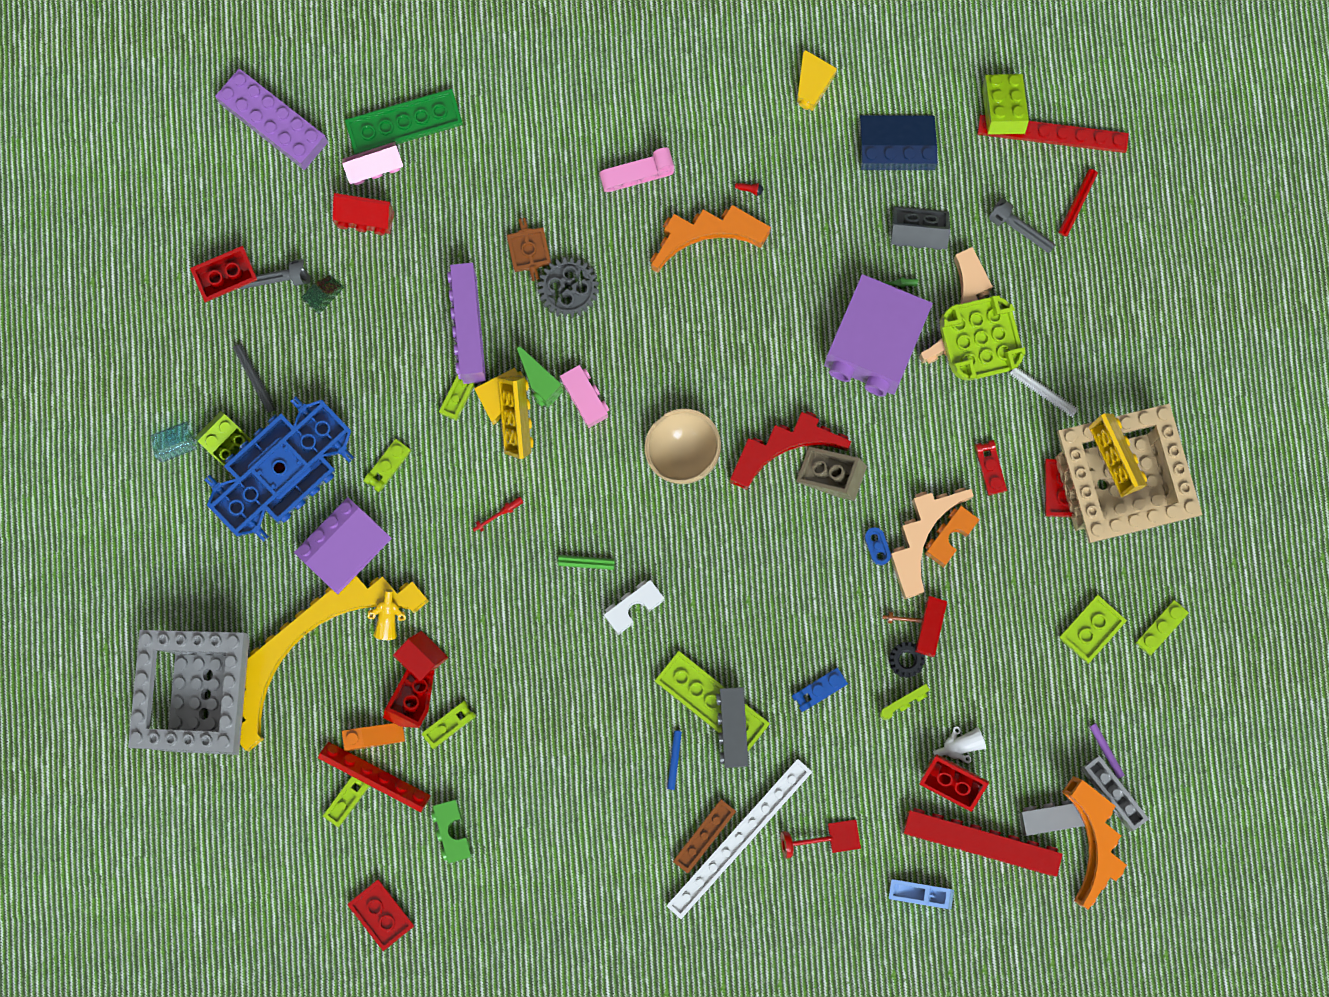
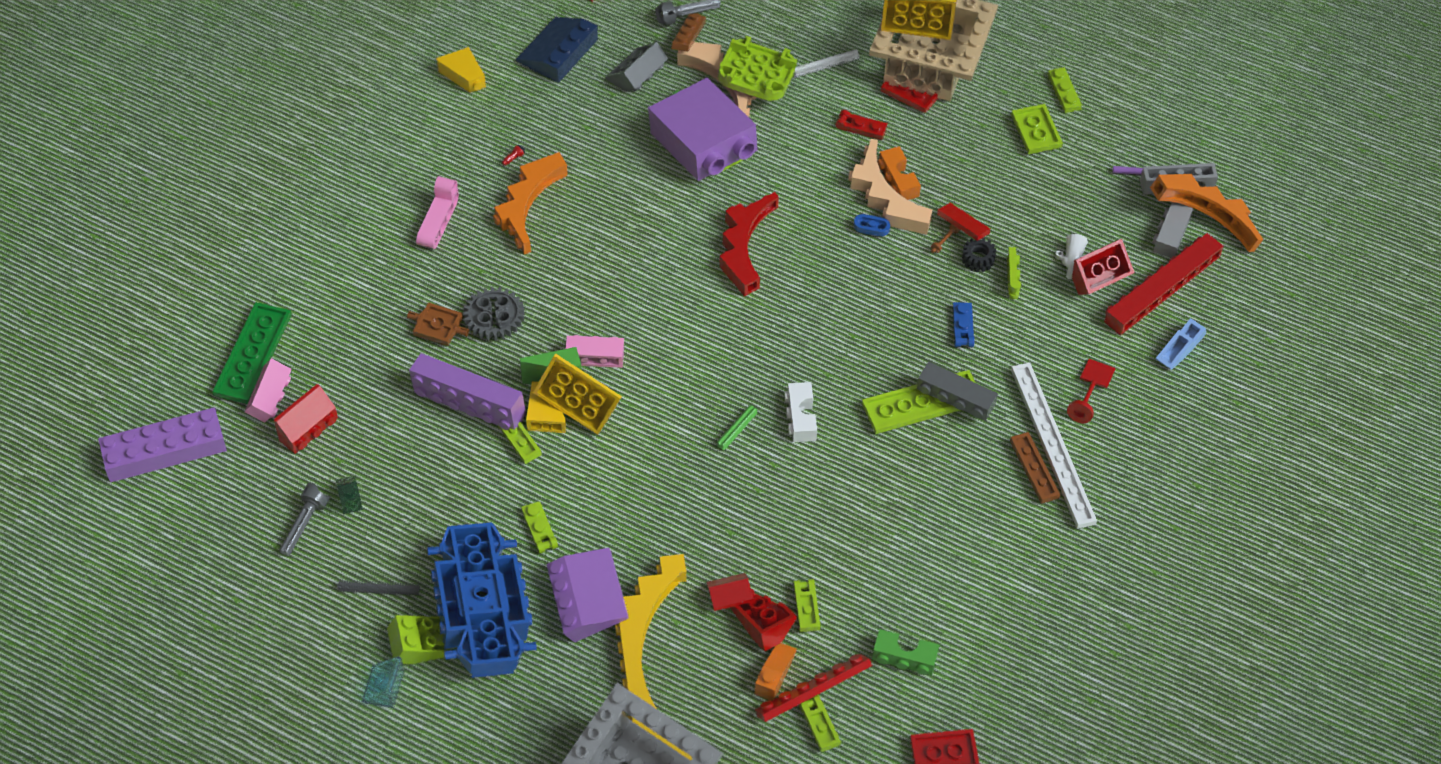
camera: 60 degrees left, 25 degrees down
(224, 274) = (268, 552): red slope -> none
(386, 613) = (677, 593): yellow piece -> none
(506, 509) = (647, 457): red piece -> none
(674, 760) = (954, 456): blue bar -> none
(683, 446) = (694, 296): tan piece -> none
(832, 473) = (789, 221): dark tan slope -> none
(988, 248) = (688, 32): none -> dark orange plate

